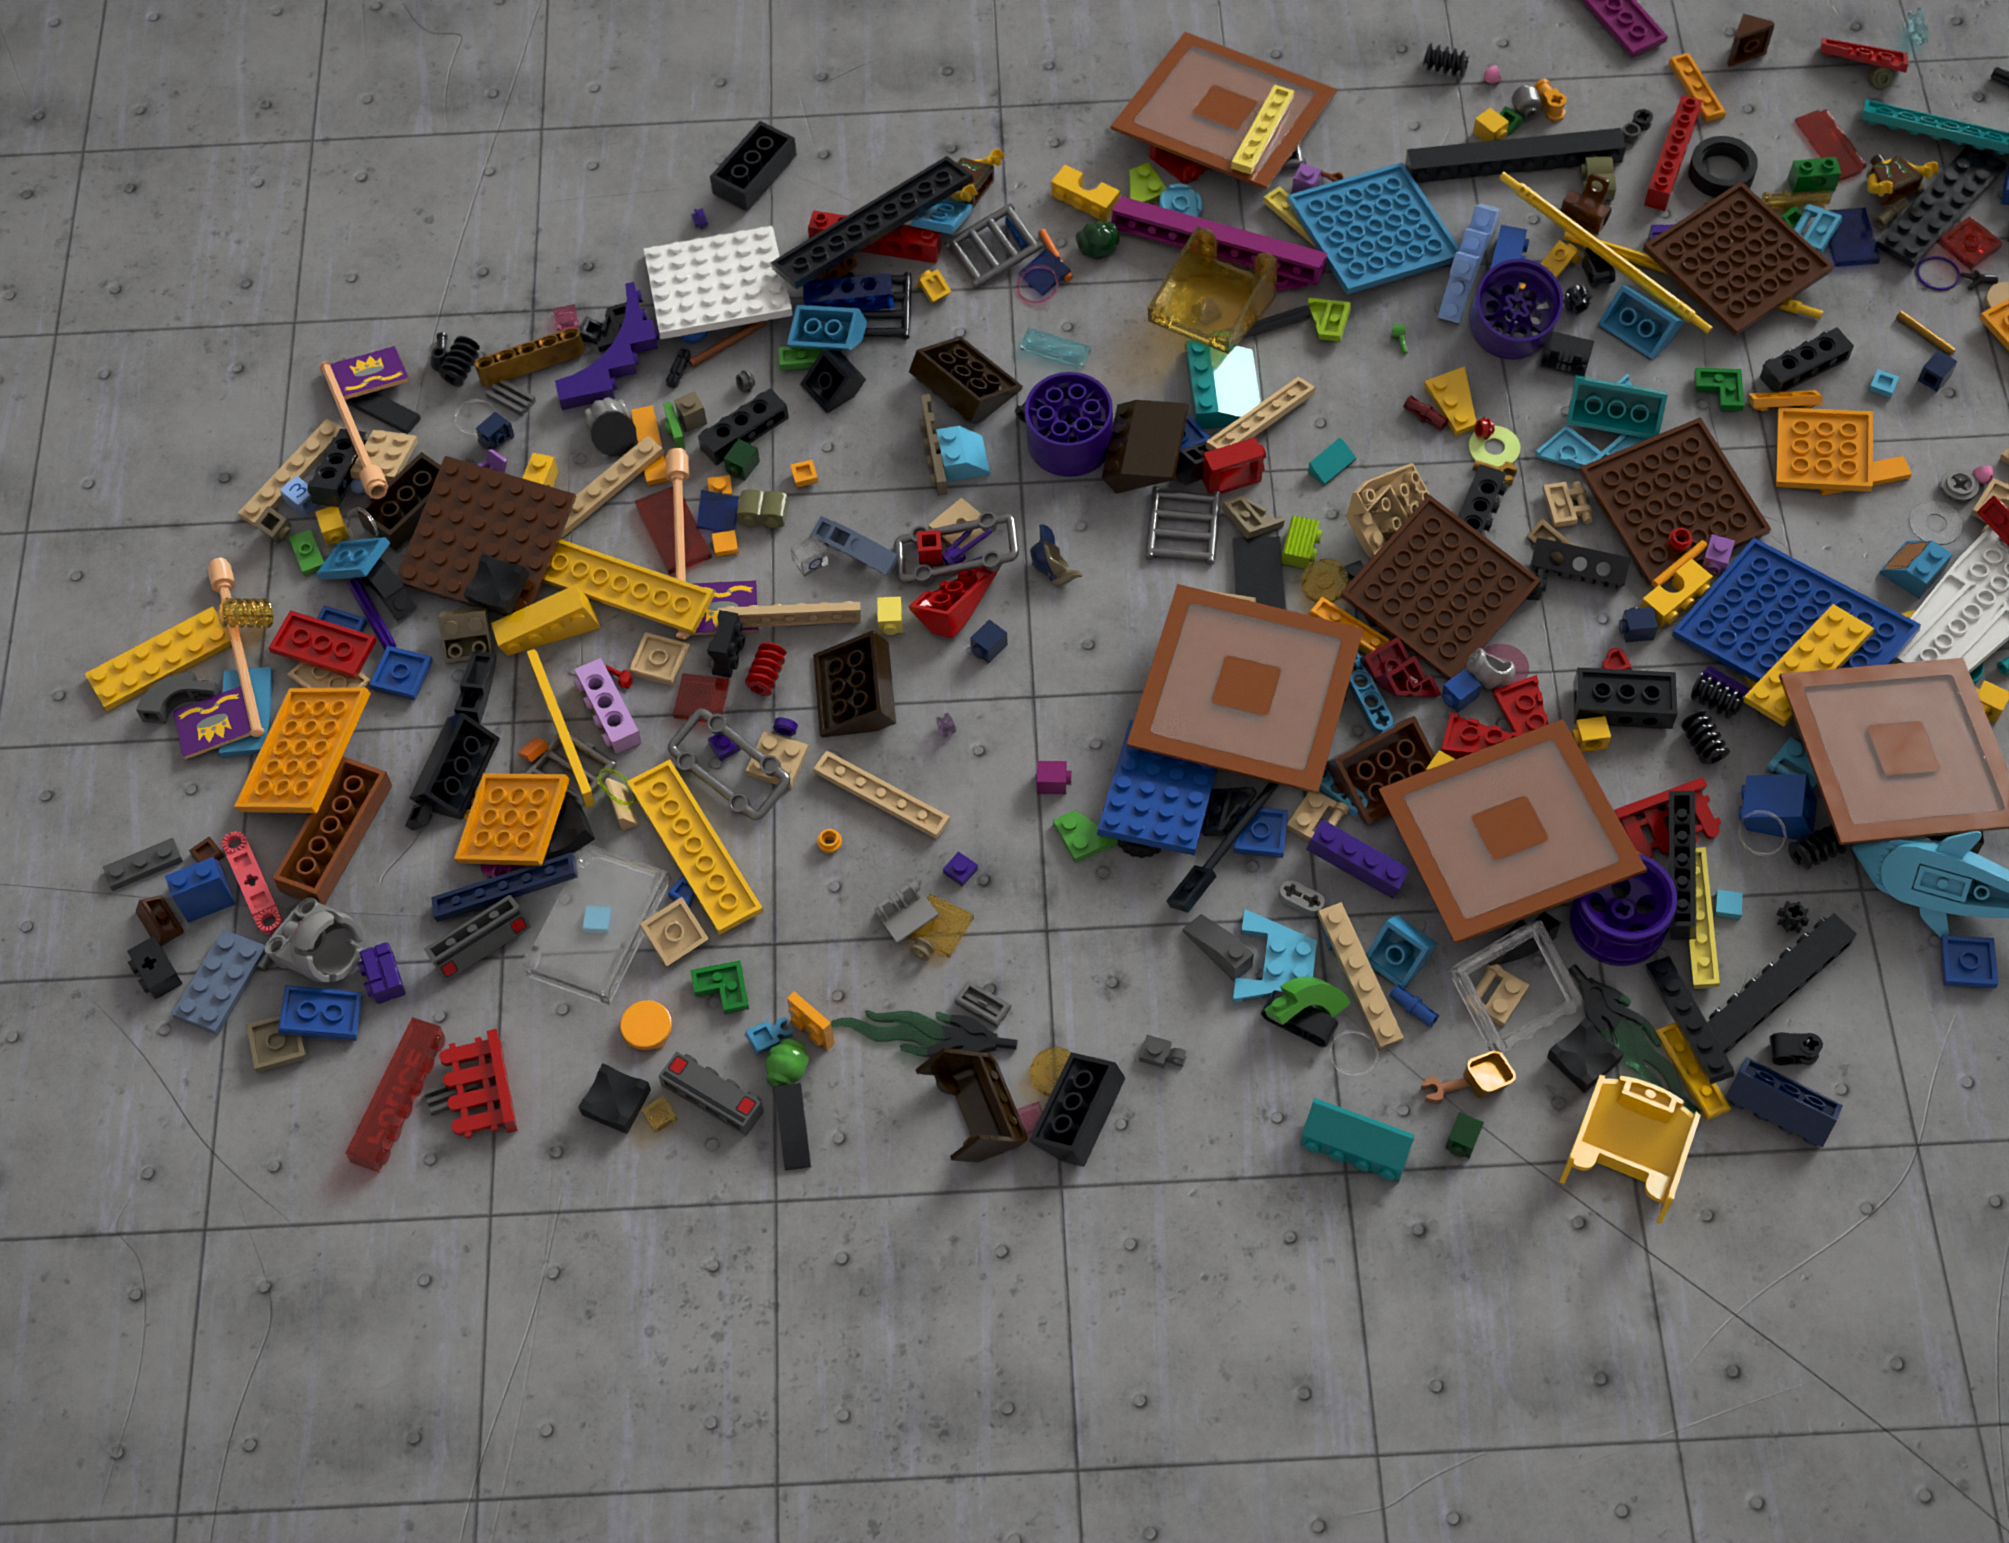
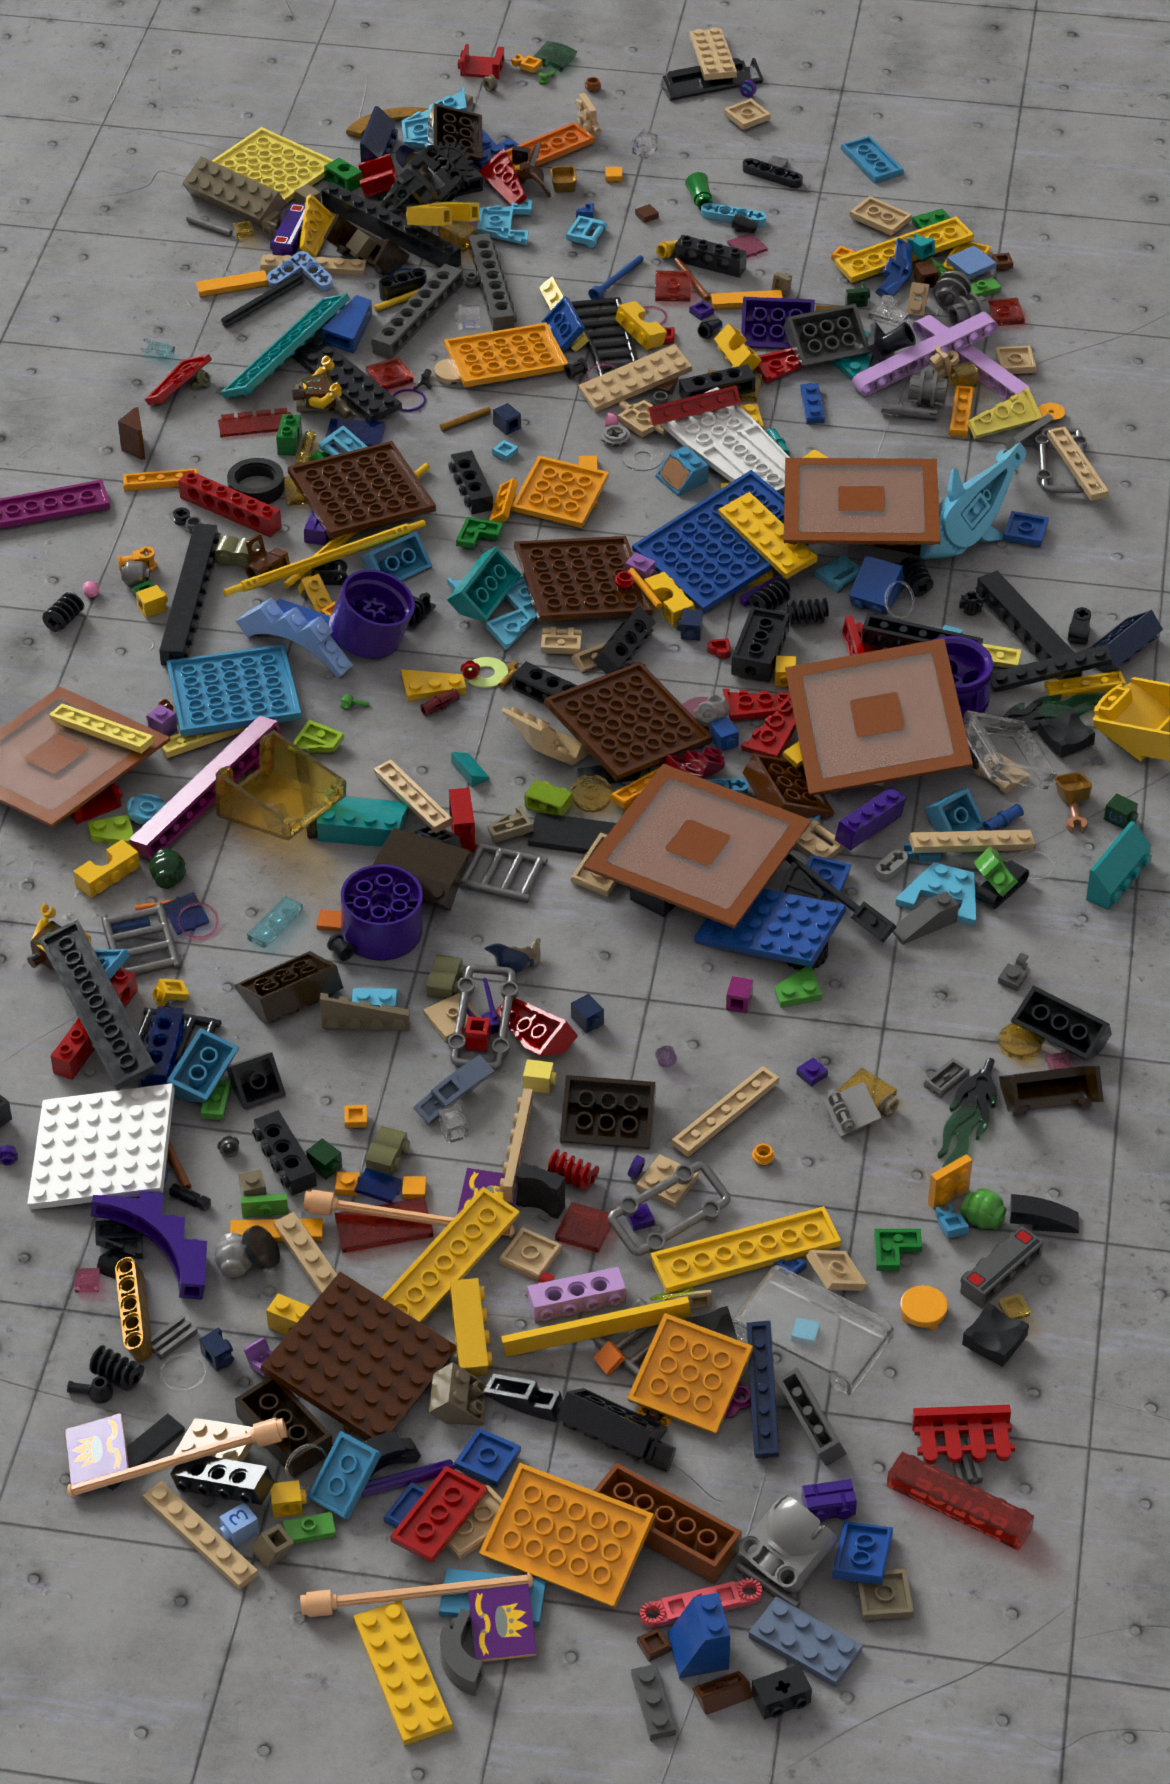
camera: 80 degrees left, 15 degrees down
(246, 612) = (383, 1573): clear yellow piece -> none
(496, 584) = (426, 1347): black brick -> none
(1012, 501) = (445, 976): none -> olive brick

